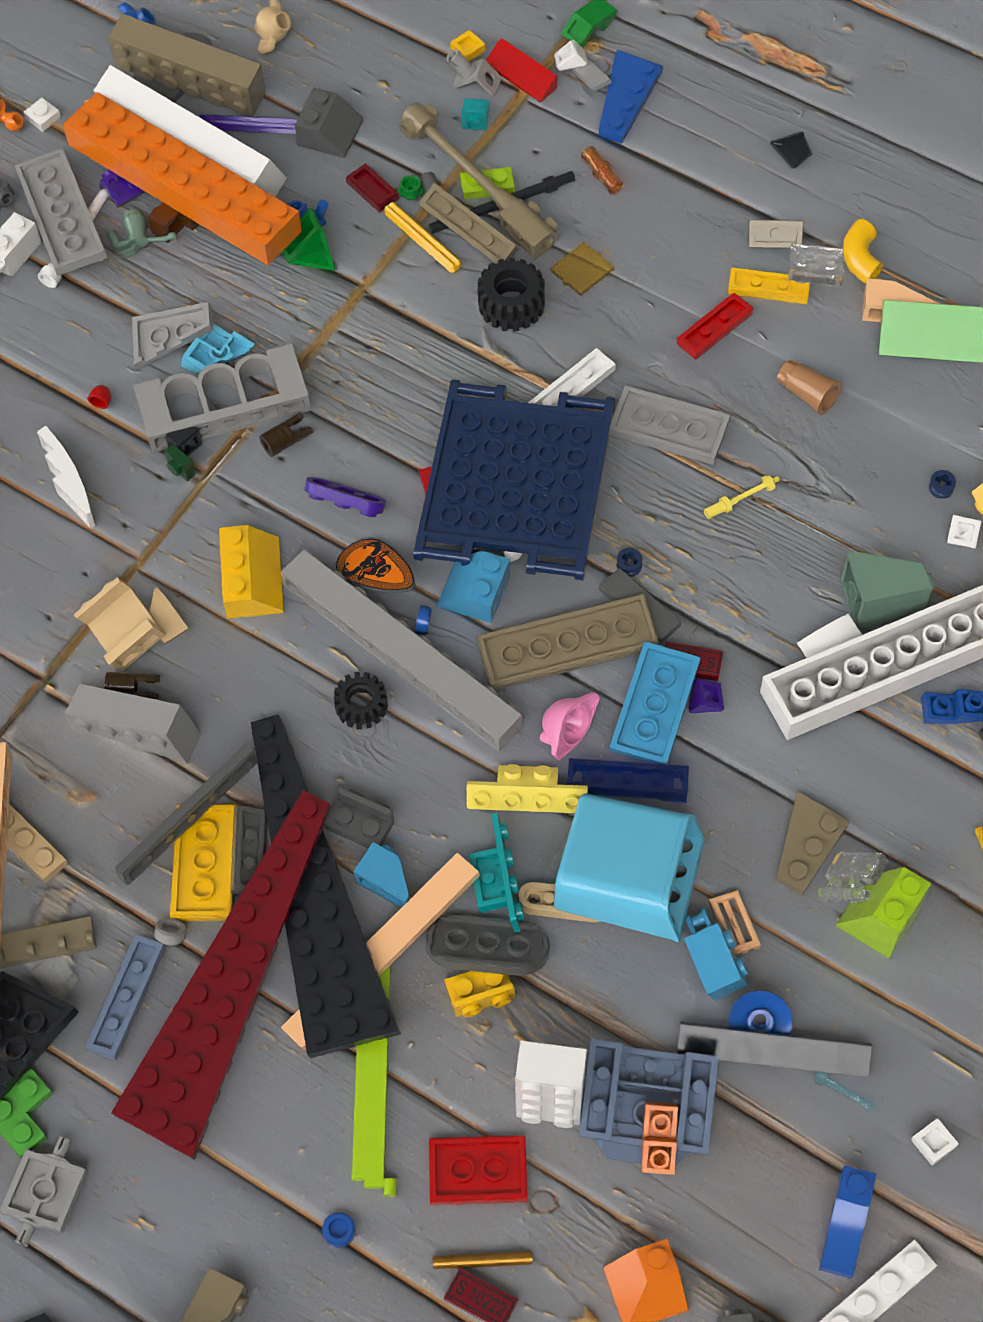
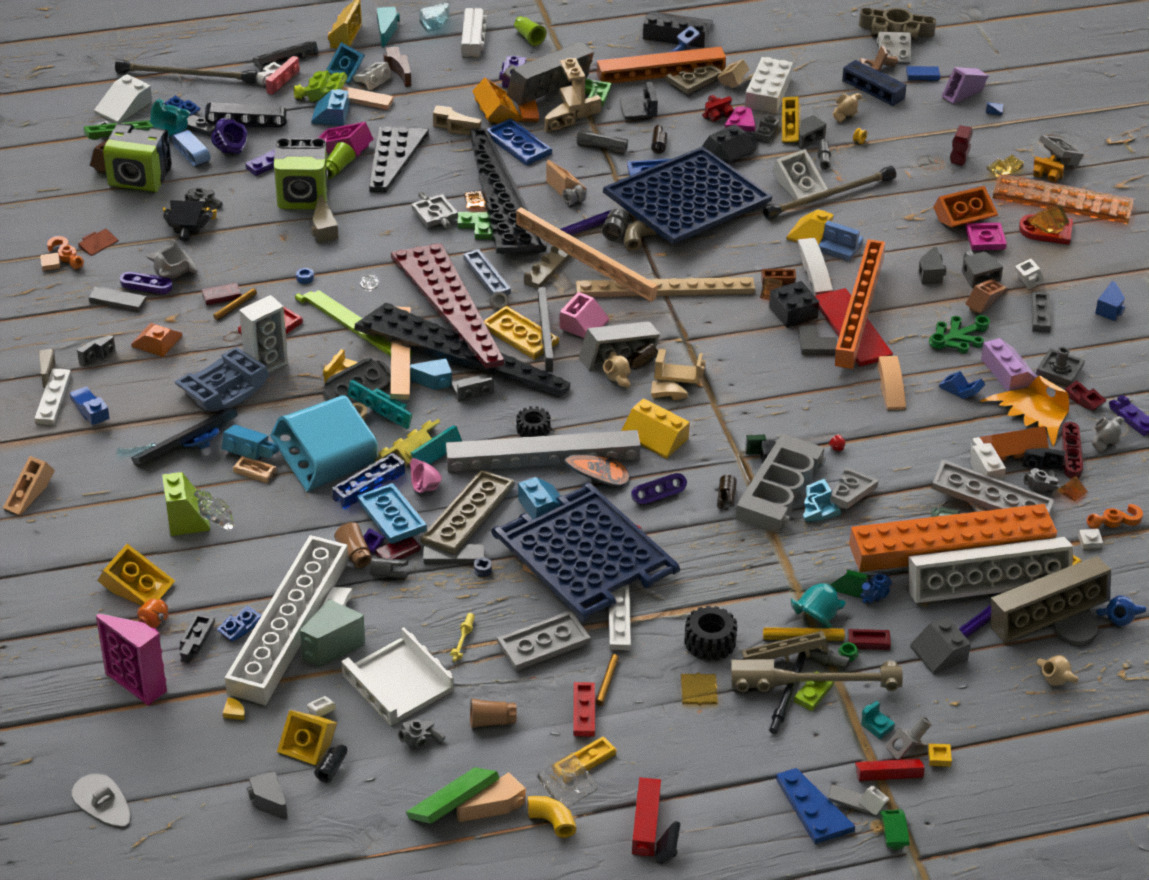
camera: 130 degrees right, 20 degrees down
(67, 479) = (796, 403): white slope -> none
(118, 803) = (582, 313): none -> bright pink slope
(184, 684) = (617, 369): none -> tan piece
(247, 845) = (508, 345): dark grey tile -> none
(279, 1126) = (369, 282): none -> clear plate
(380, 240) = (820, 603): none -> teal hair
(423, 620) = (548, 469): blue tile -> none
(505, 757) = (436, 446): none -> teal tile
(602, 170) = (761, 745): clear orange pin -> none
(652, 343) = (607, 679): none -> pearl gold bar
(659, 1138) = (202, 370): orange slope -> none
(731, 640) = (384, 567): none -> dark grey hinge
(739, 697) = (357, 548): none -> medium nougat plant
(774, 233) = (619, 782): plate -> none
(781, 186) = (646, 817): none -> red brick
(808, 842) = (254, 521): dark tan wing -> none
(854, 503) = (399, 678): none -> white panel
(901, 427) = (416, 733): none -> dark grey piece
(934, 1142) = (76, 454): white plate -> none
(947, 490) = (360, 719): dark blue bush -> none

